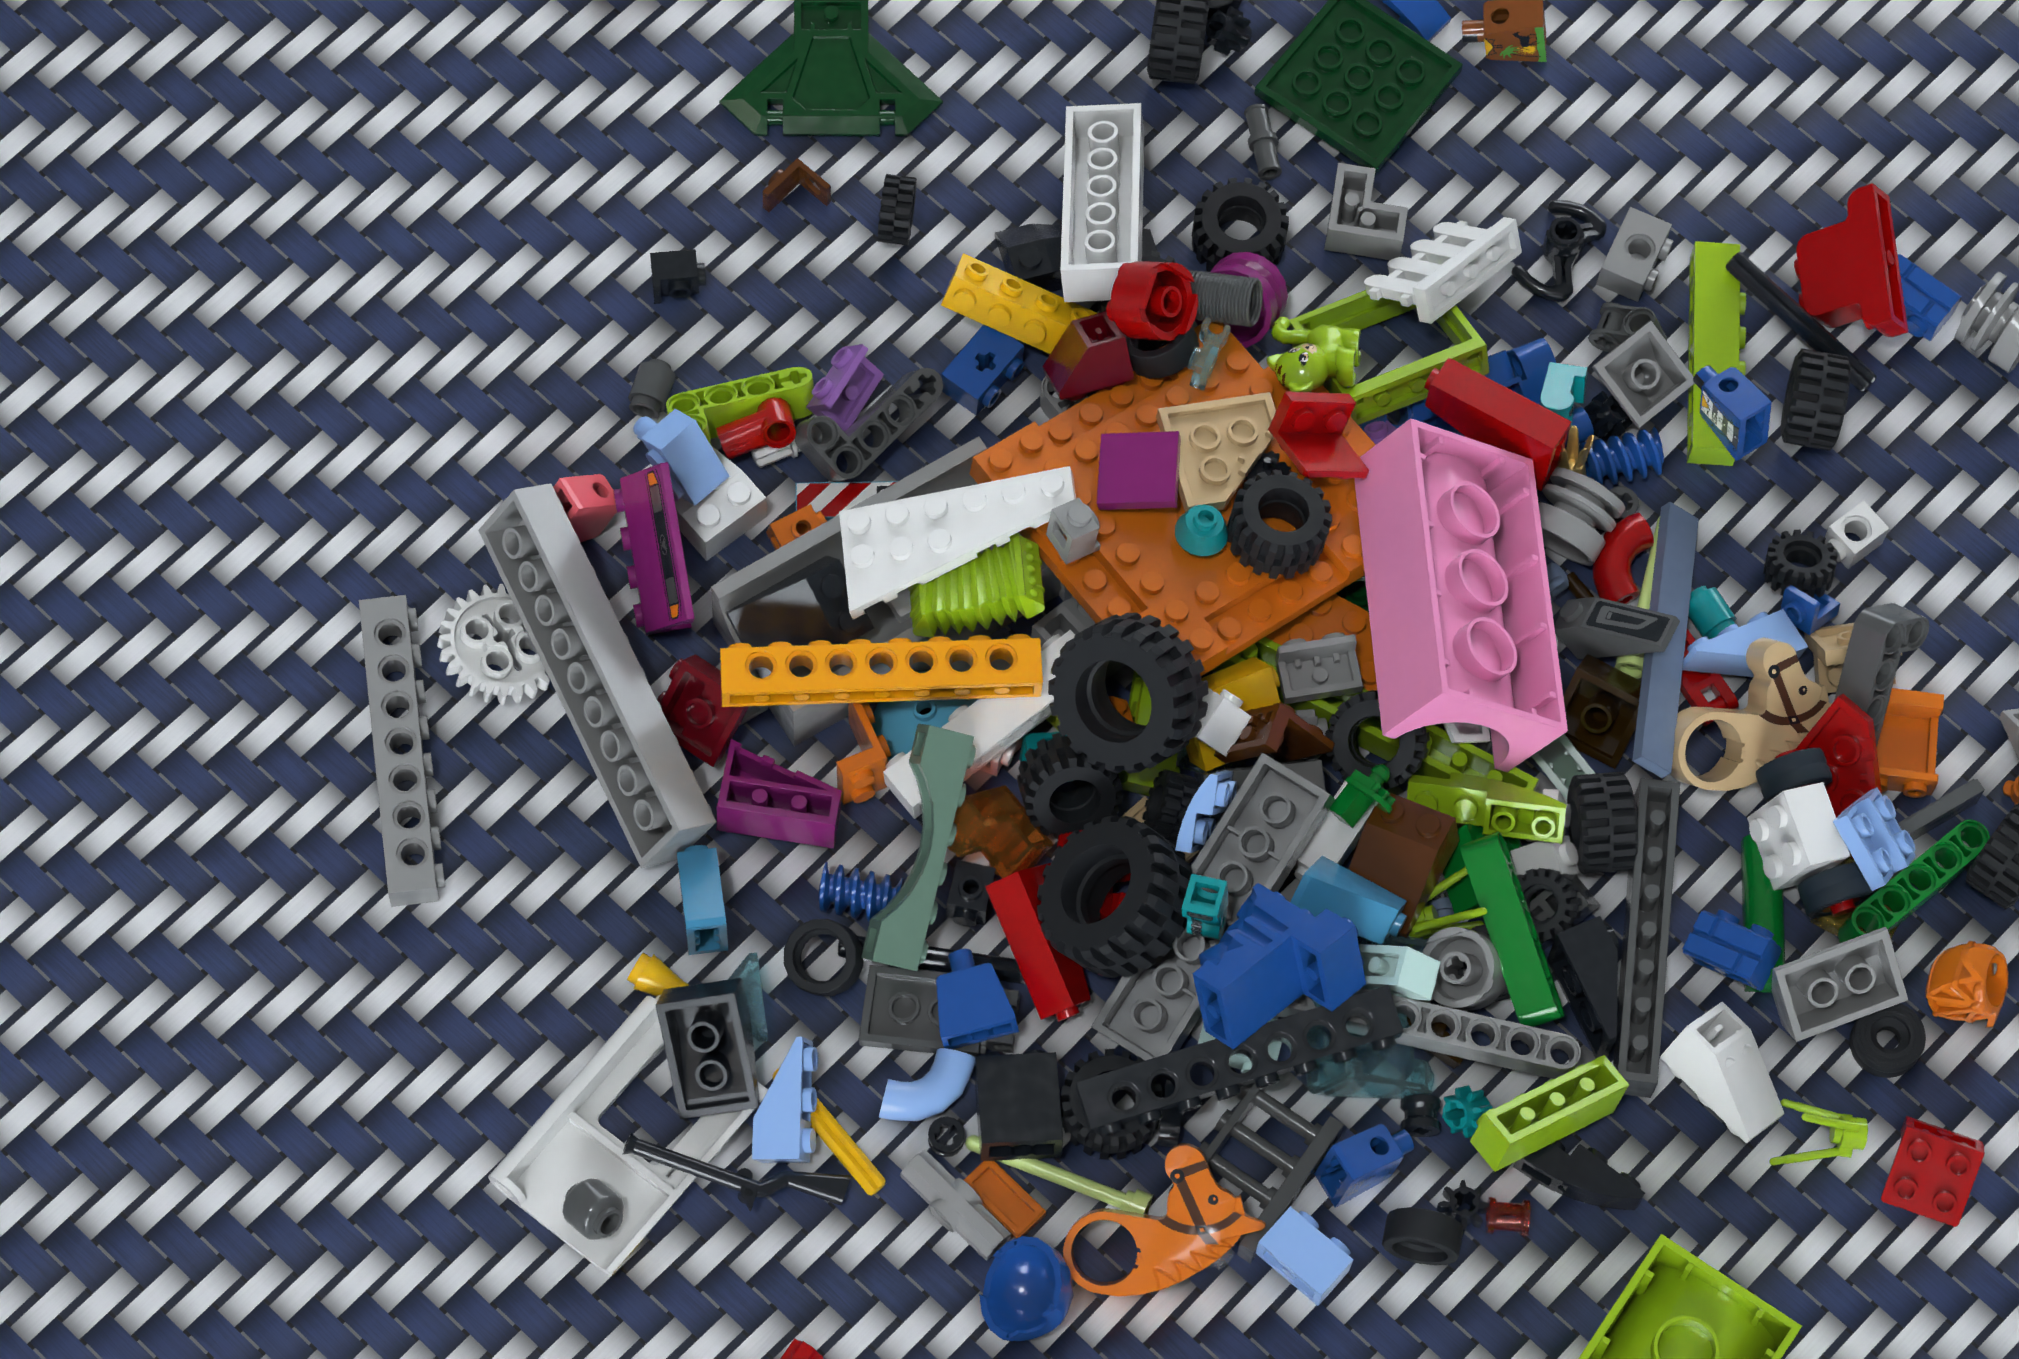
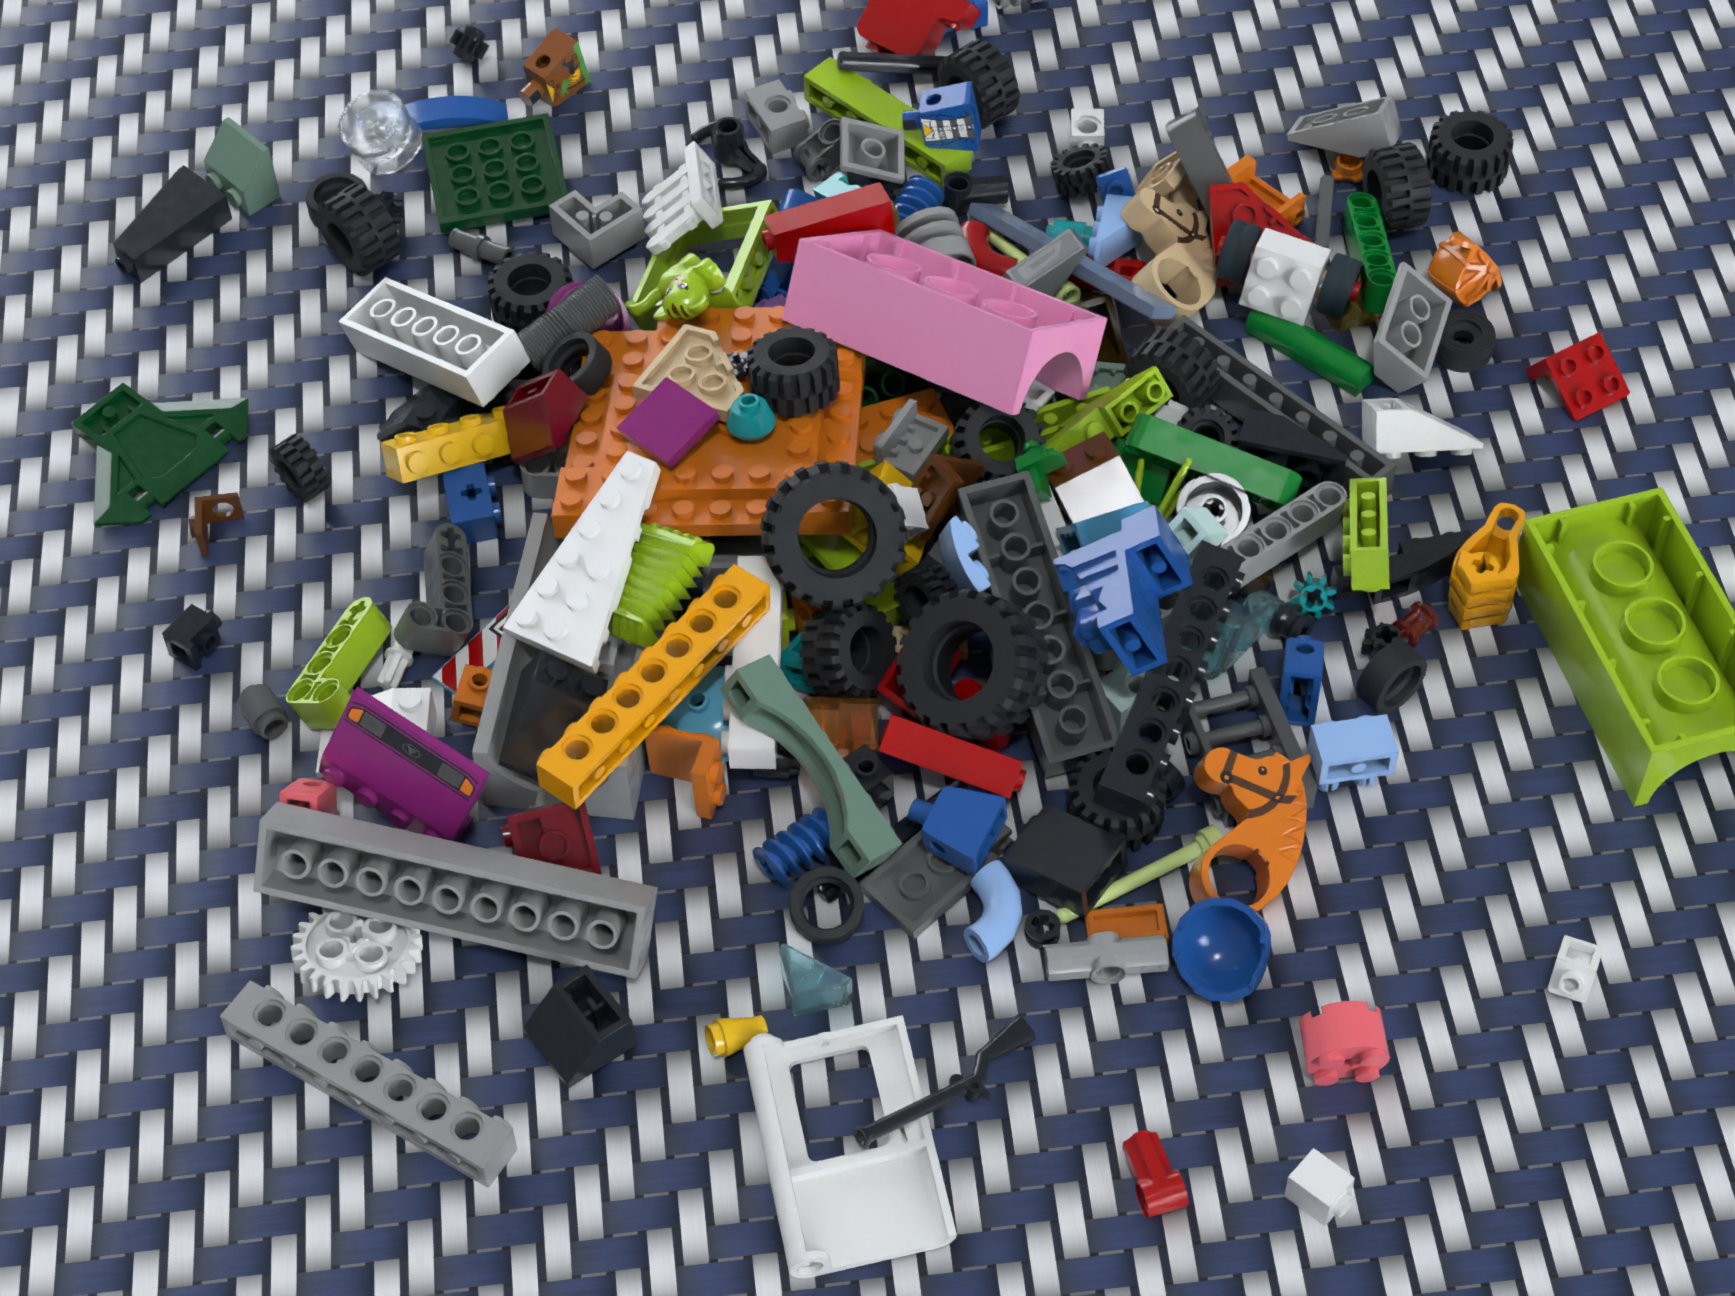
camera: 45 degrees left, 15 degrees down
(566, 862) = (579, 1027): none -> black slope
(593, 1209) = (890, 1207): dark grey head -> none
(690, 457) = (328, 698): light blue brick -> none
(702, 900) = (704, 954): dark azure slope -> none
(709, 1047) = (834, 1024): black slope -> none
(769, 426) = (374, 651): red piece -> none
(775, 802) = (674, 848): magenta wedge -> none
(784, 1117) = (937, 1021): light blue slope -> none
(845, 1149) = (966, 1003): yellow axle -> none
(846, 386) = (392, 585): medium lavender bracket -> none
(1079, 526) = (676, 474): light grey brick -> none
(1153, 300) = (551, 331): red brick -> none
(1205, 358) = (619, 340): clear light blue plate -> none
(1205, 910) = (1047, 602): teal leg -> none
(1311, 434) = (734, 315): red bracket -> none
(1580, 1246) = (1487, 597): none -> light orange piece
(1696, 495) = (962, 190): none -> black piece
(1732, 949) = (1328, 369): blue brick -> none
(1844, 1130) = (1510, 404): lime plant -> none
(1875, 838) = (1334, 237): light blue slope -> none

